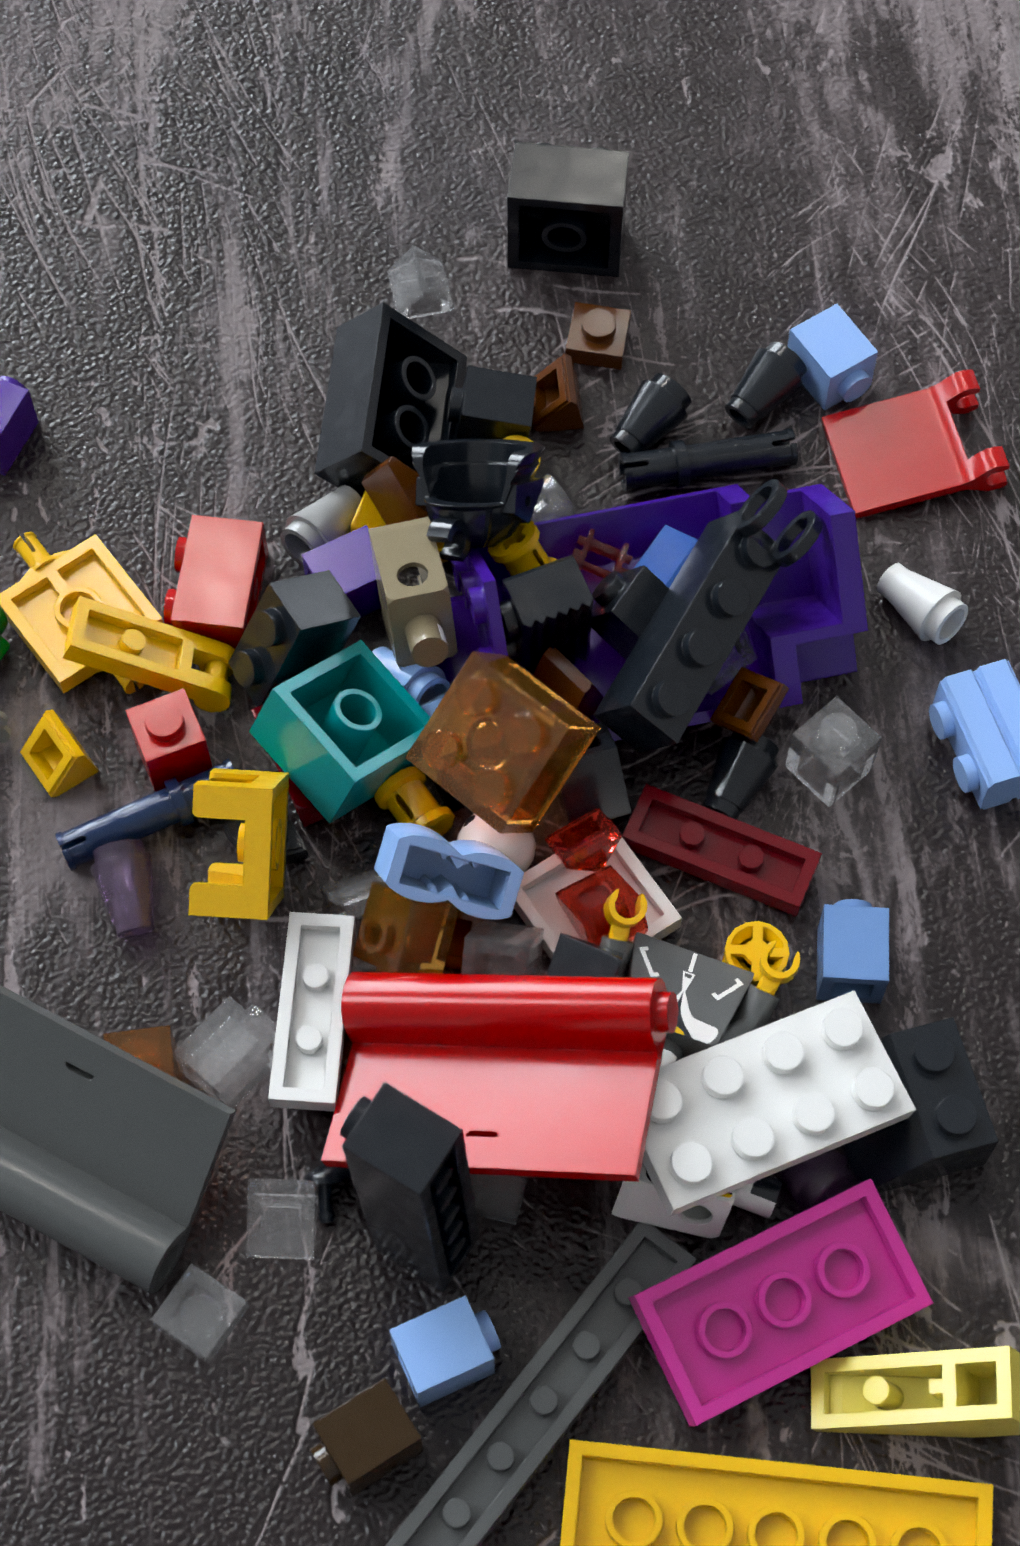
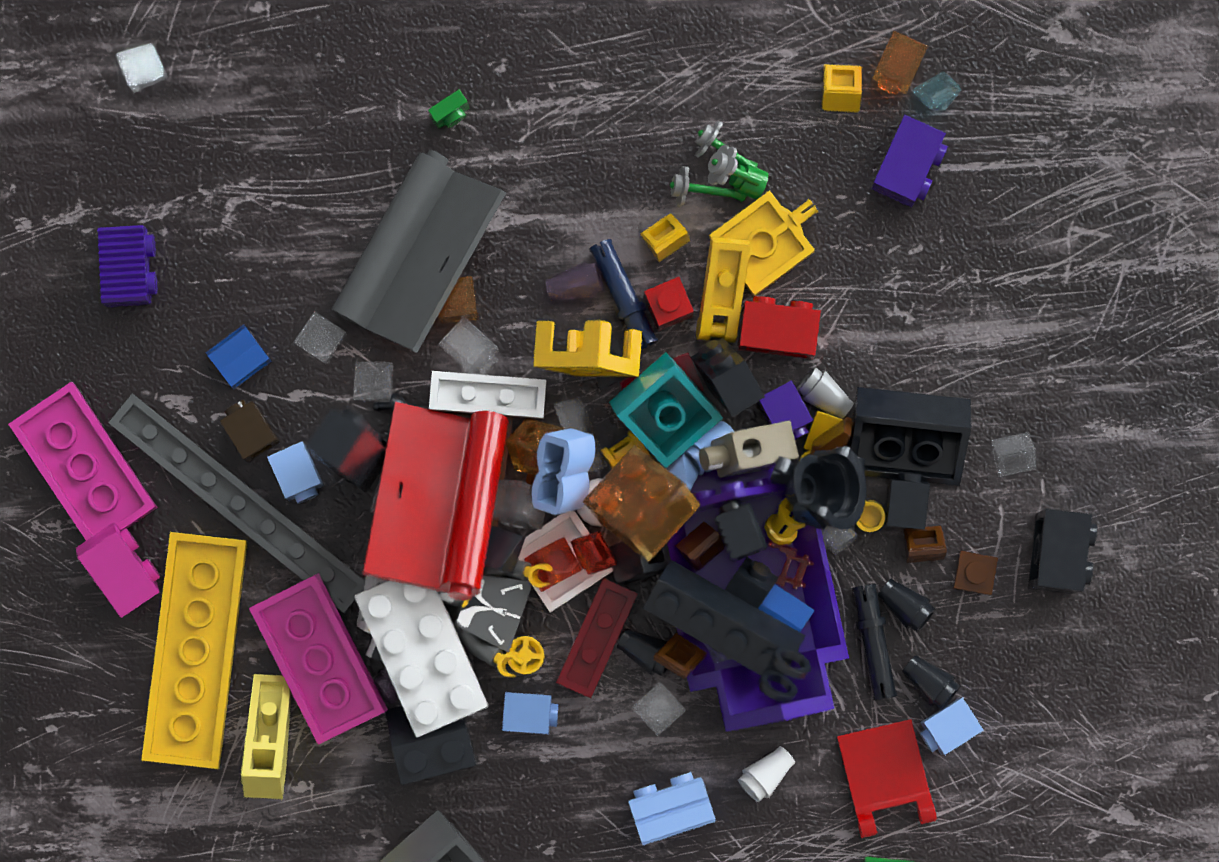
camera: 90 degrees right, 20 degrees up
(226, 1466) = (238, 356): none -> blue piece

